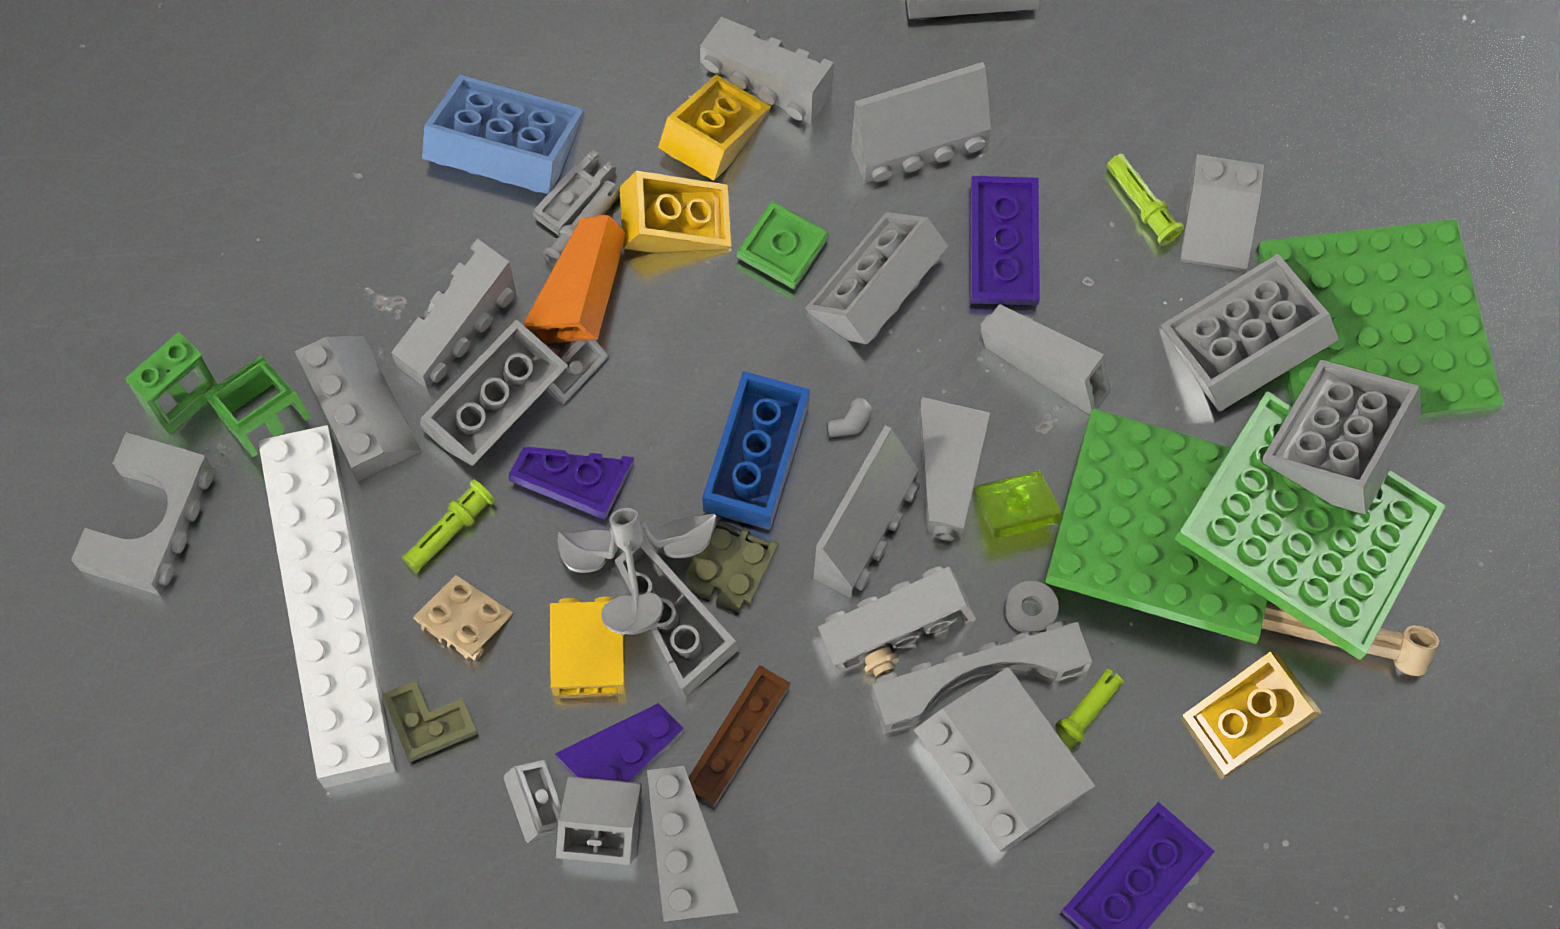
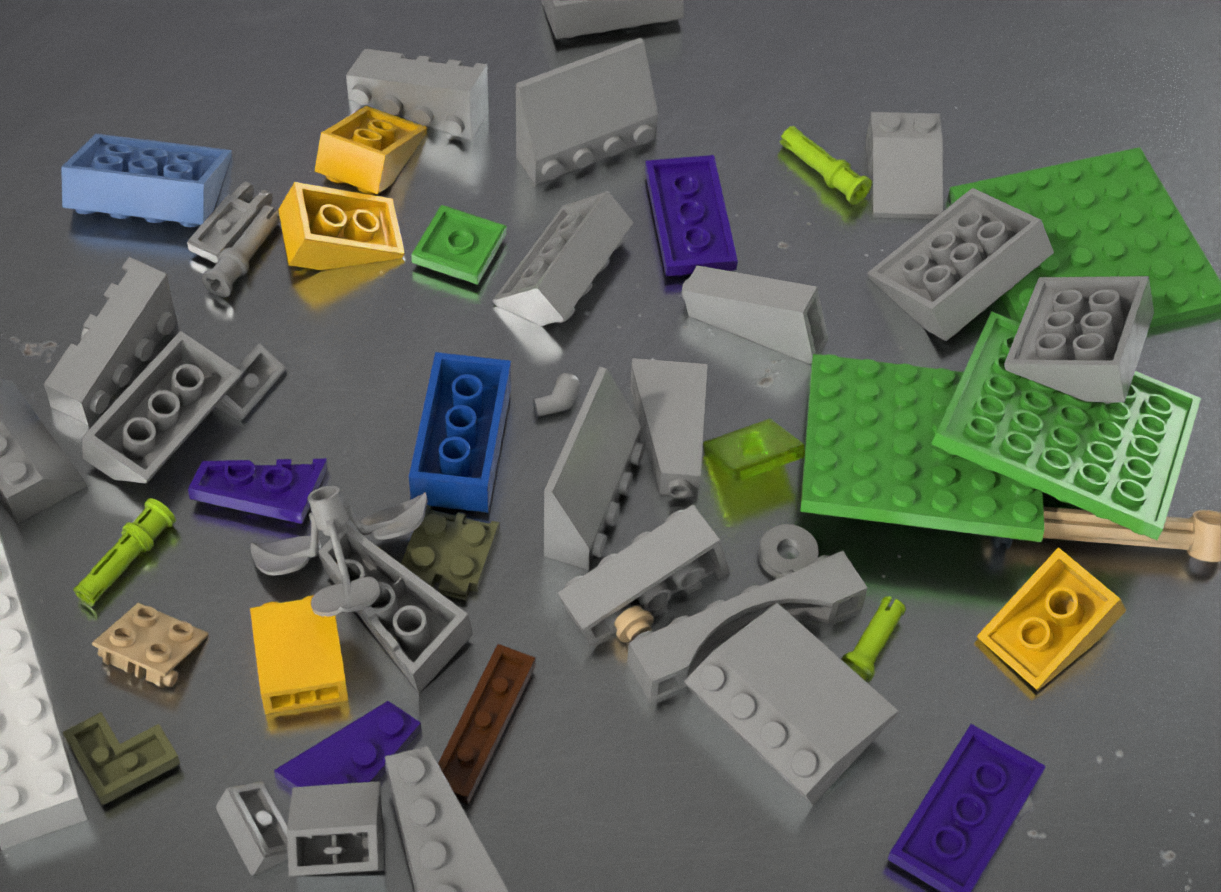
camera: 10 degrees left, 15 degrees down
(579, 284) = (246, 297): orange slope -> none

